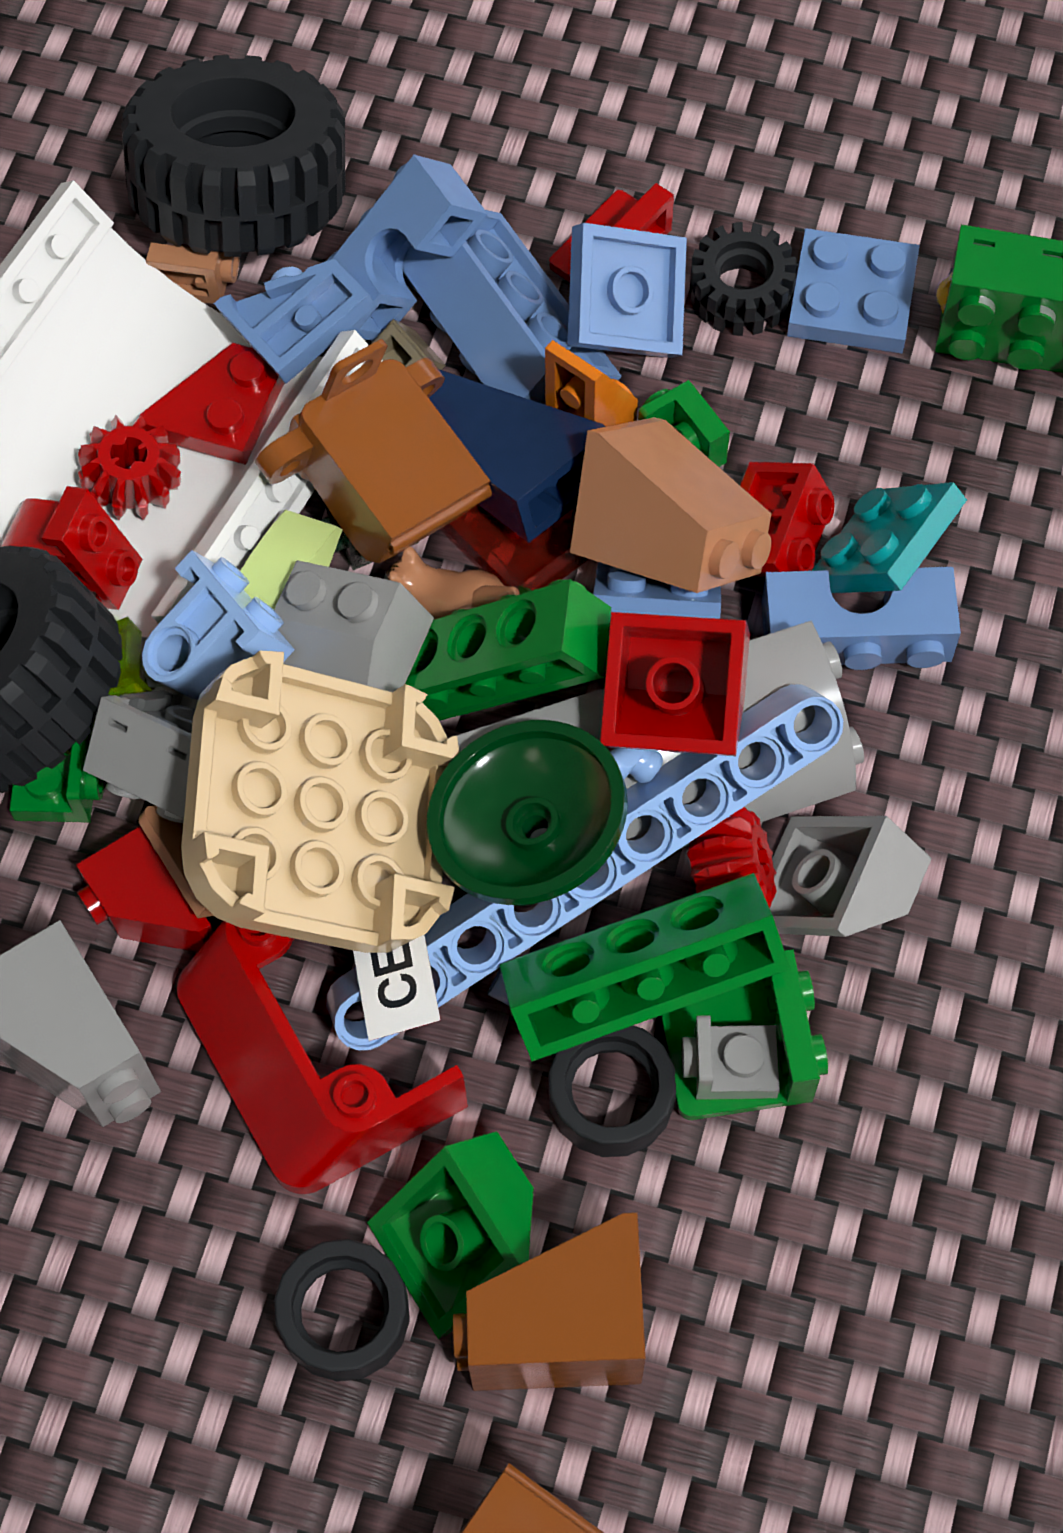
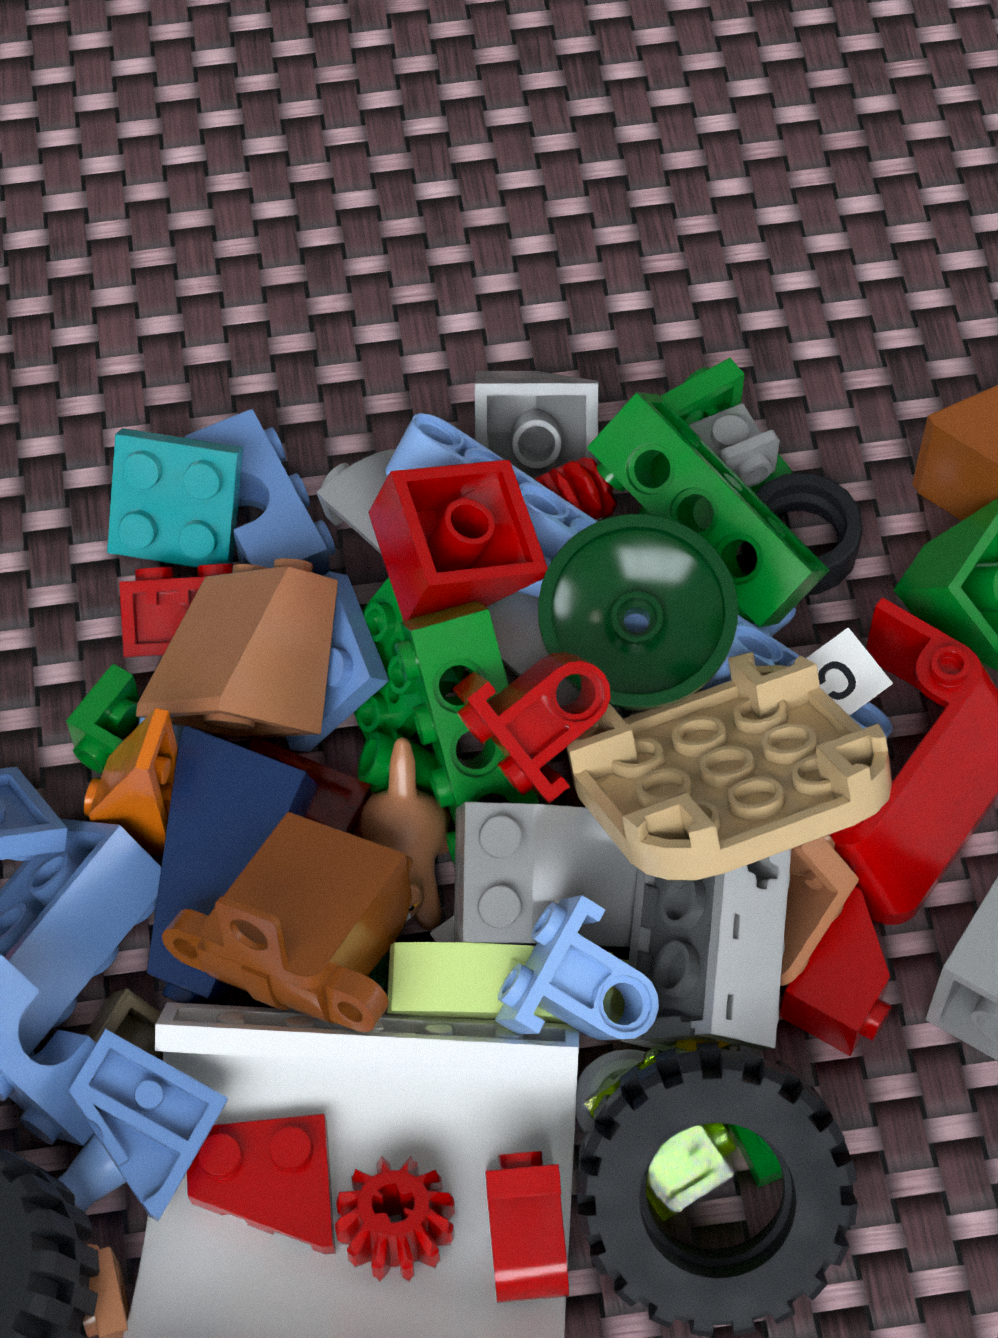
camera: 115 degrees left, 5 degrees down
(457, 669) = (529, 721): none -> red pin

